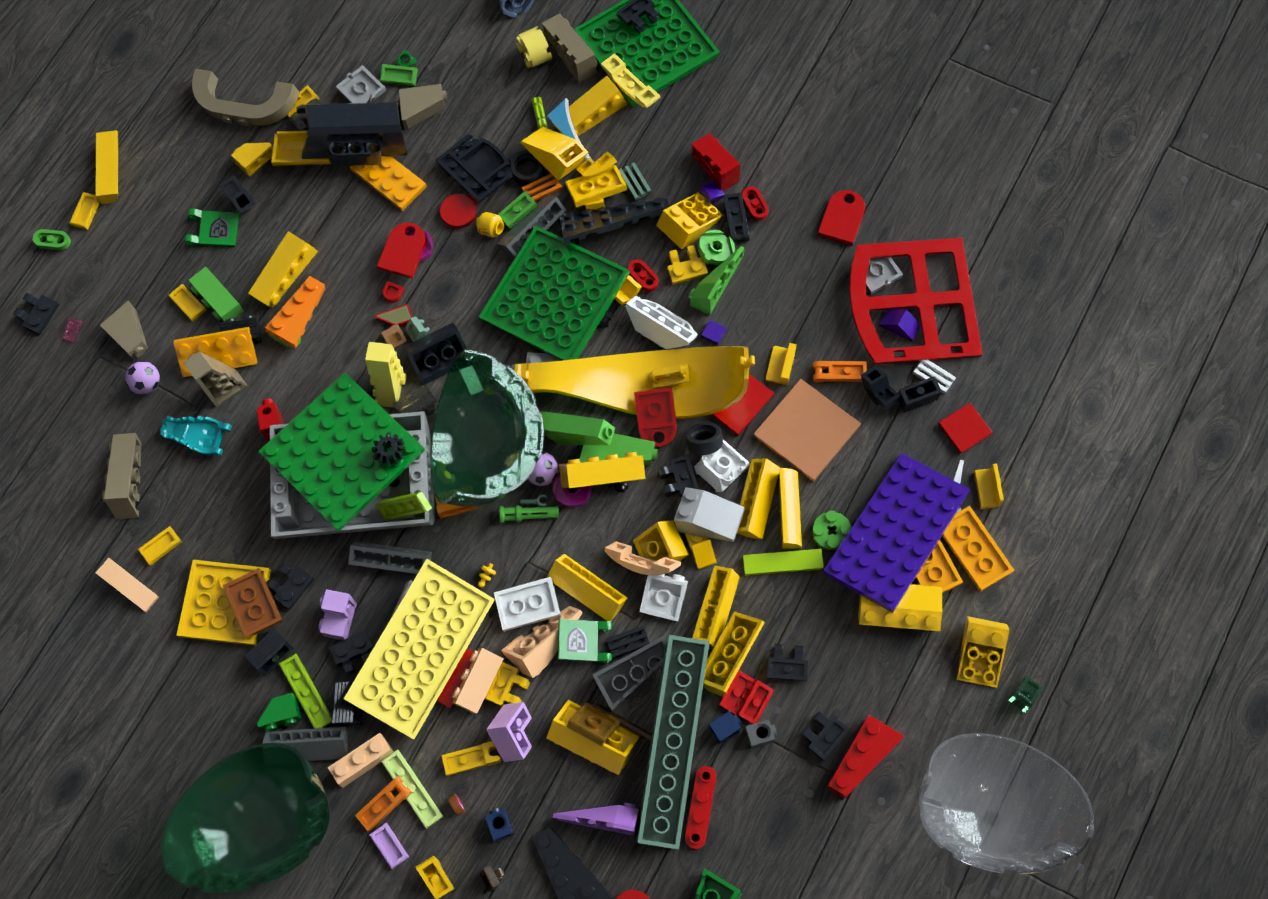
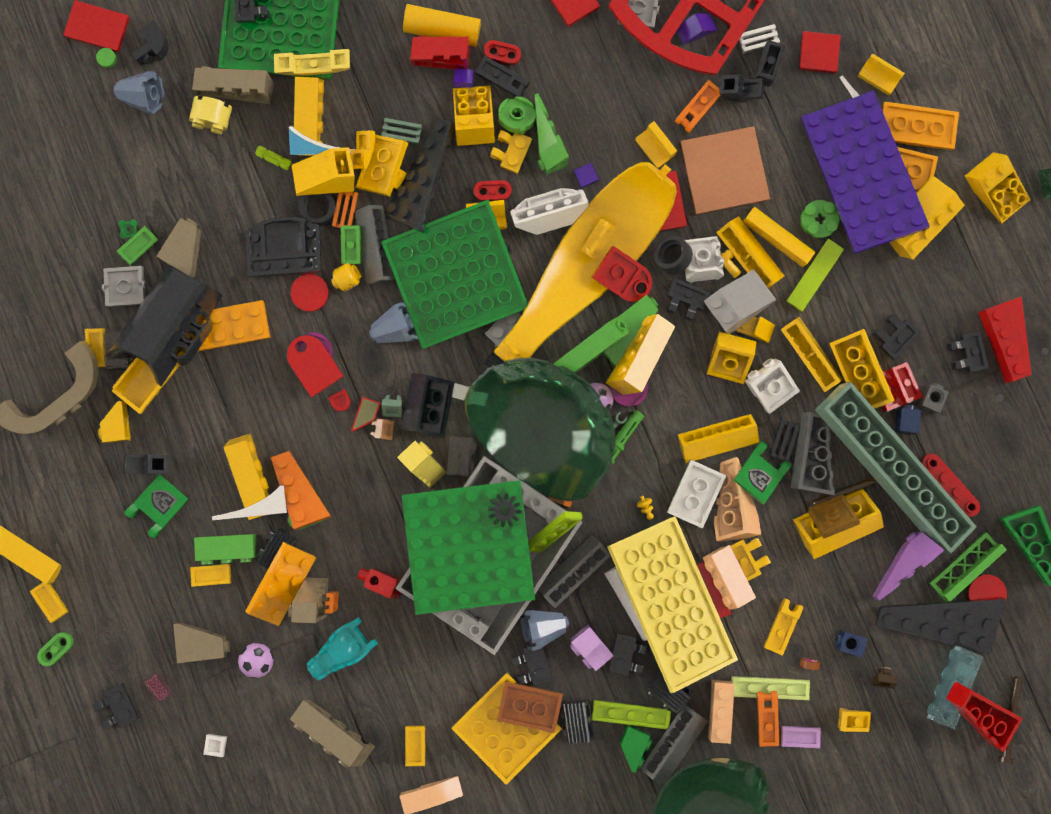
camera: 60 degrees left, 15 degrees up
(56, 401) = (215, 745): none -> white tile
(224, 391) = (332, 602): none -> orange tile
(271, 299) = (272, 504): none -> white sticker
(325, 566) = (542, 627): none -> sand blue cone
(479, 283) = (394, 326): none -> sand blue cone
(508, 731) = (788, 583): lavender brick -> none
(623, 555) = (735, 384): light nougat slope -> none
(636, 881) = (972, 572): none -> bright green fence
(734, 487) = (729, 265): none -> yellow arm
(737, 144) = (440, 24): none -> yellow brick

